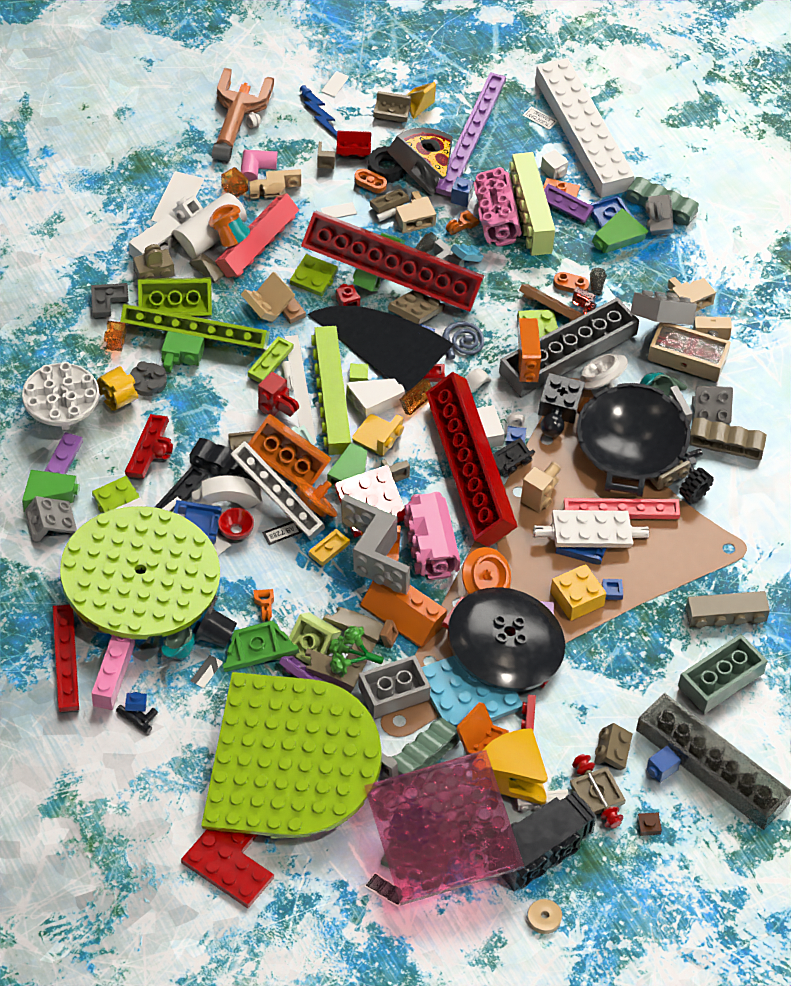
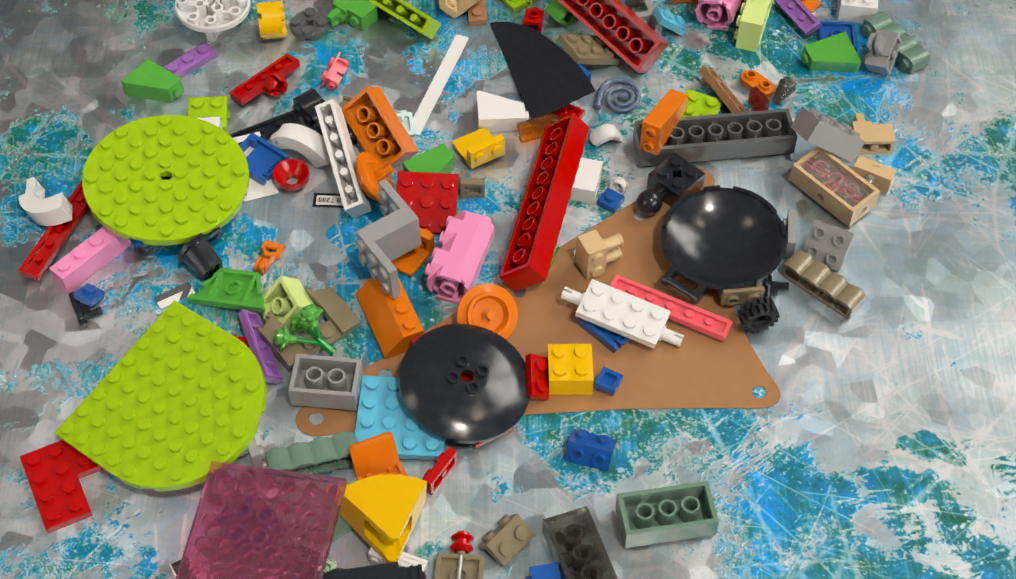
camera: 30 degrees right, 0 degrees up
(42, 647) = (44, 210): none -> white arch
(49, 514) = (138, 104): light grey bracket -> none
(179, 644) = (161, 259): hair -> none
(203, 415) = (330, 77): none -> coral hinge
(270, 359) = (426, 48): lime plate -> none
(274, 396) = (402, 76): red brick -> none
(288, 374) = (434, 67): white piece -> none
(329, 547) = (349, 229): yellow plate -> none
(332, 389) = (463, 92): lime brick -> none
(358, 372) = (500, 87): lime tile -> none
(389, 633) = (360, 331): medium nougat tile -> none
(512, 456) = (591, 216): black bracket -> none
(557, 609) = (537, 376): none -> red plate
(603, 371) = (732, 170): white piece -> none
(632, 649) = (590, 449): none -> blue bracket
(662, 382) = (783, 202): sand green hair -> none
(727, 609) = (716, 451): brick -> none

